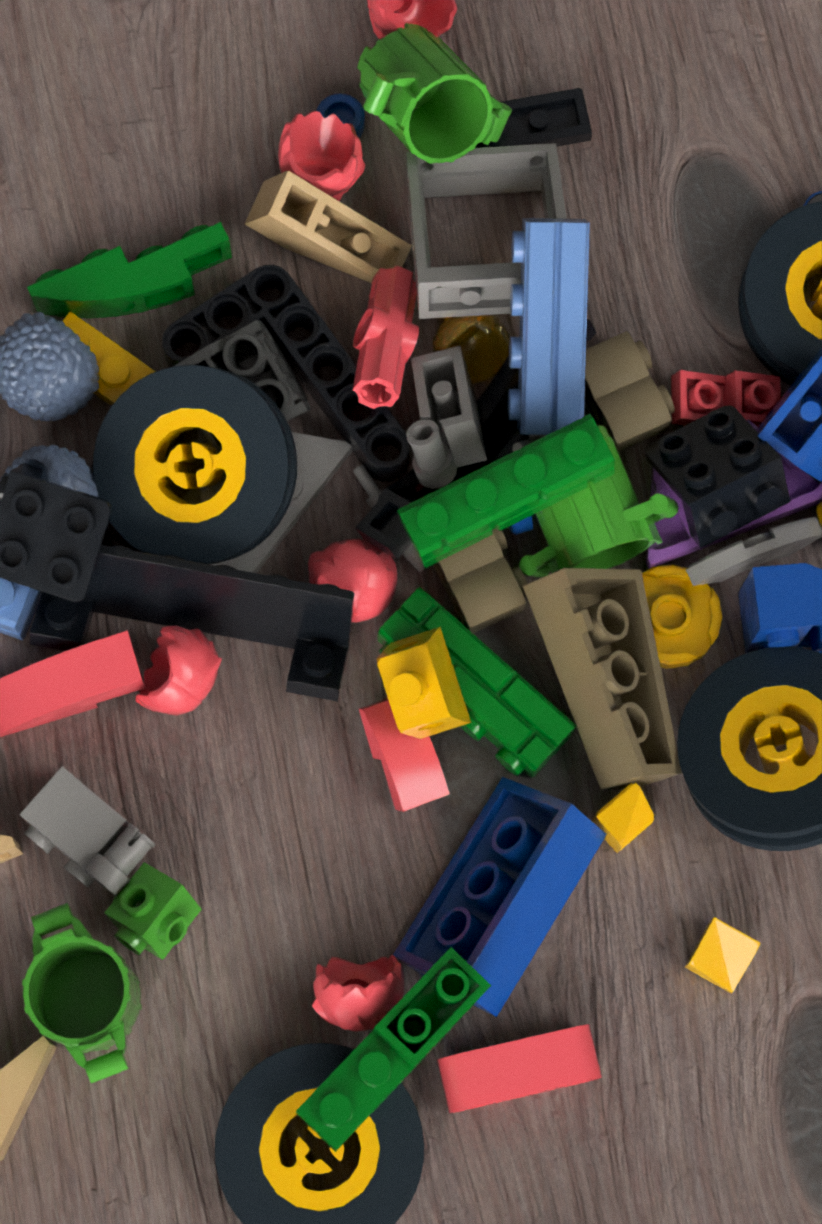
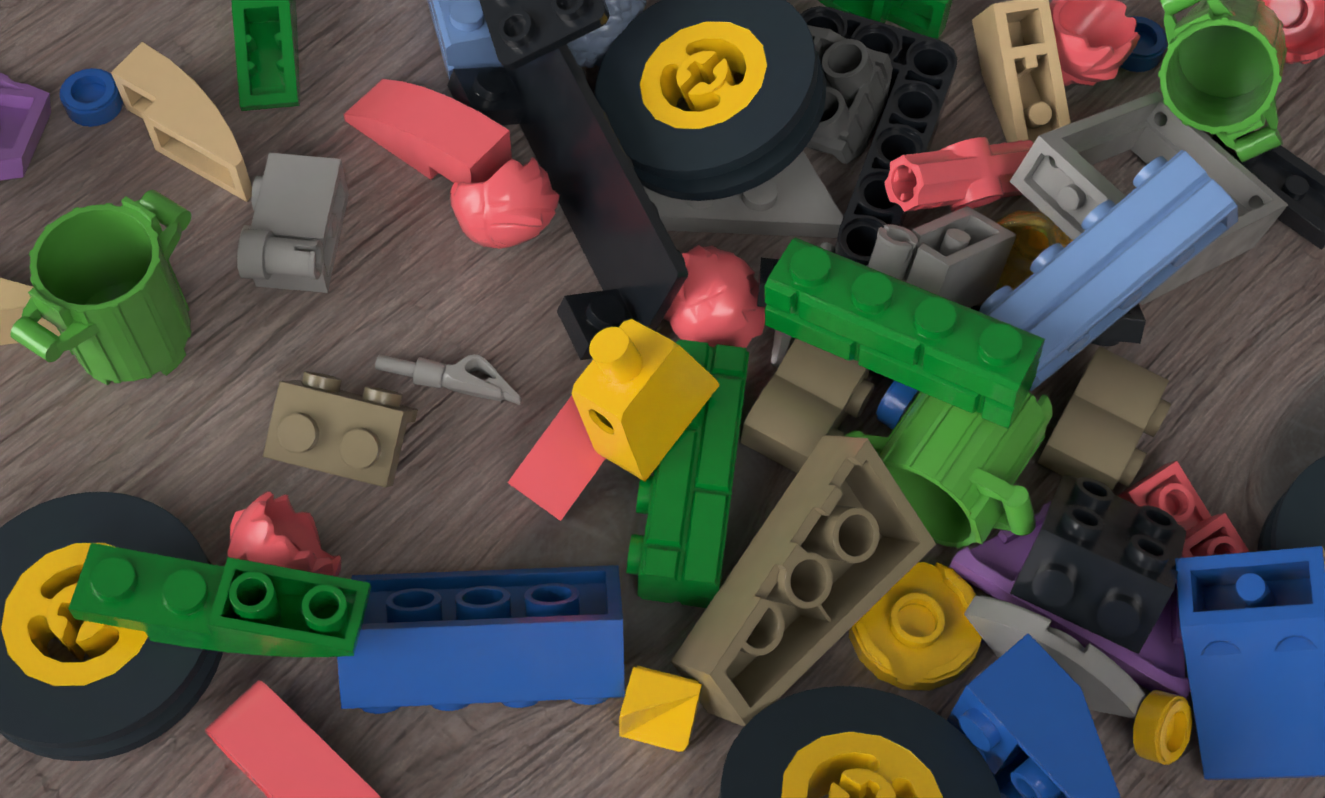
camera: 55 degrees right, 15 degrees down
(152, 912) = (245, 319): bright green brick -> none
(278, 897) = (337, 429): none -> dark tan bracket
(286, 794) = (453, 377): none -> light grey hand

